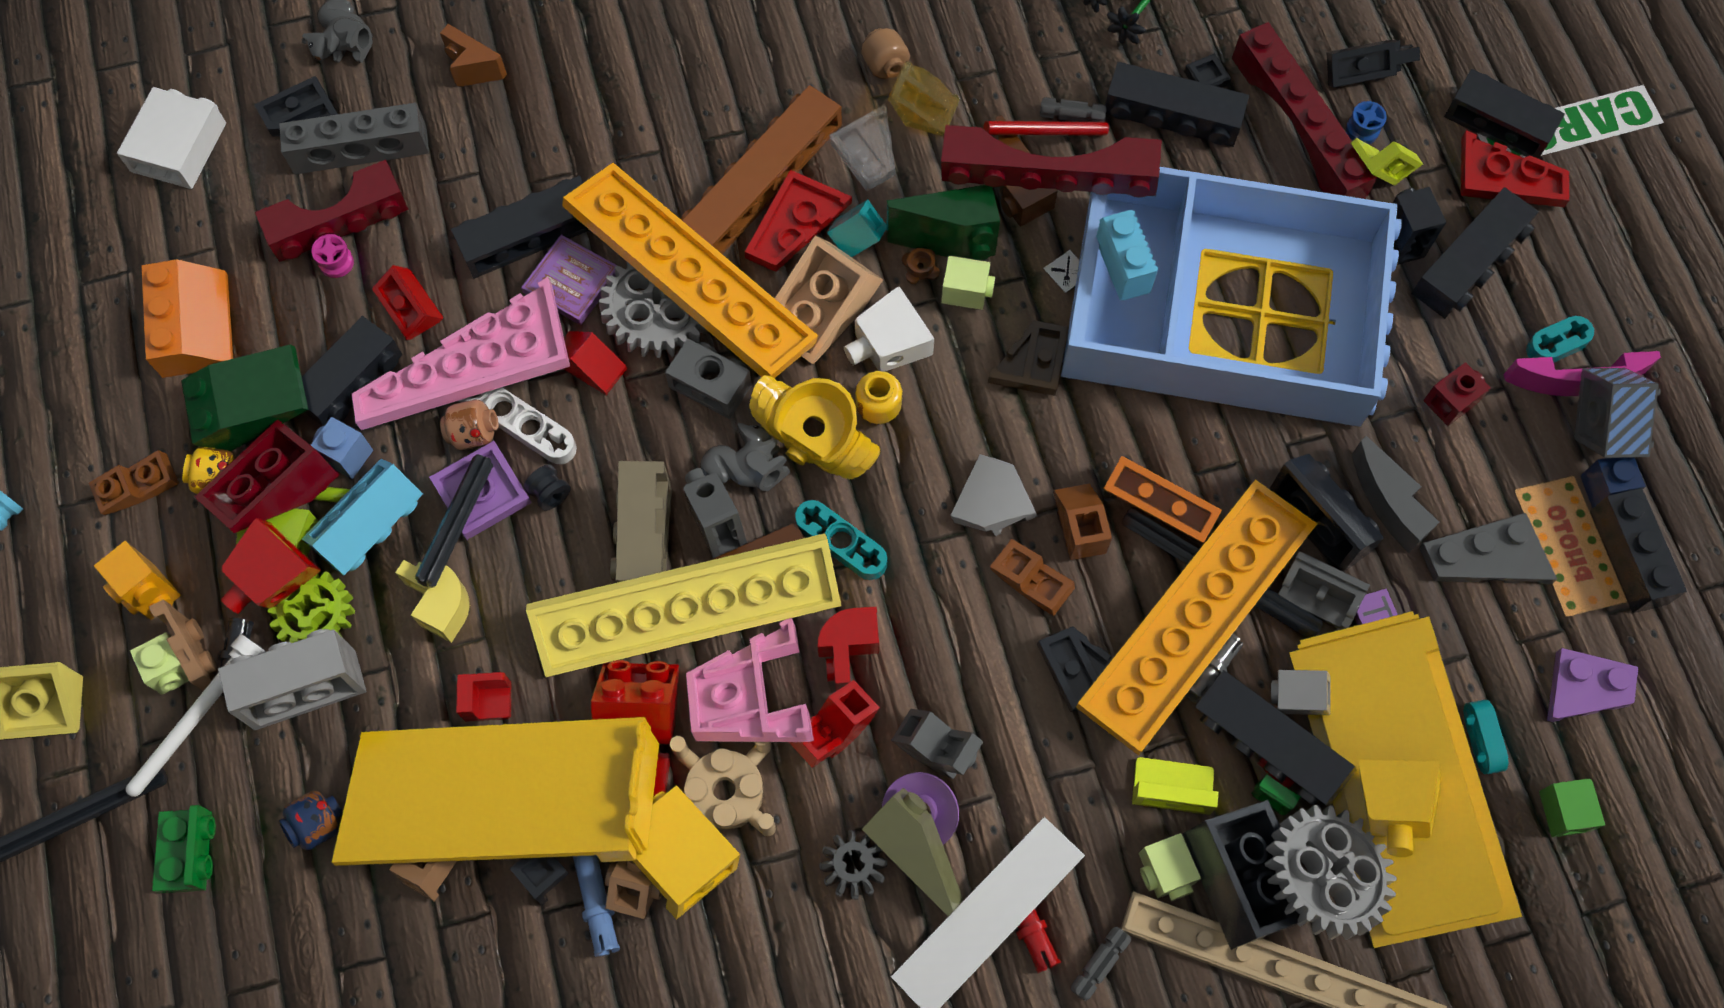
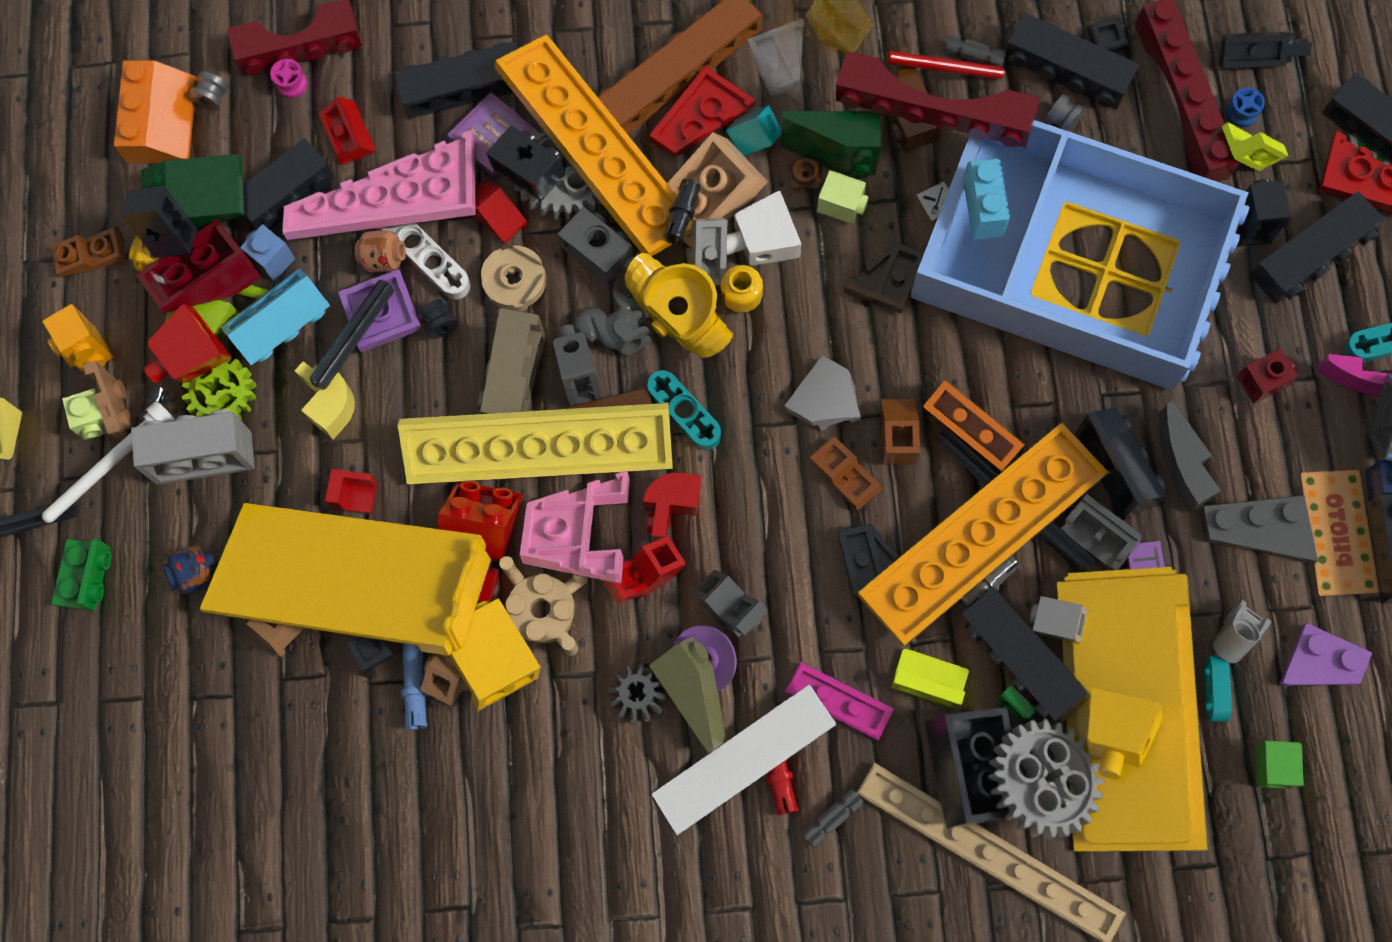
camera: 15 degrees right, 5 degrees up
(213, 432) = (159, 221): none -> black brick
(243, 283) = (208, 90): none -> flat silver wheel
(616, 411) = (516, 295): none -> tan plate
(617, 300) = (526, 162): none -> black brick
(798, 325) = (681, 211): none -> black pin
(835, 357) = (709, 247): none -> light grey slope
(1088, 831) = (843, 701): none -> dark pink tile
(1169, 868) = (908, 749): yellowish green brick -> none
(1182, 157) = (1064, 114): none -> flat silver wheel
(1495, 671) = (1239, 633): none -> light grey piece

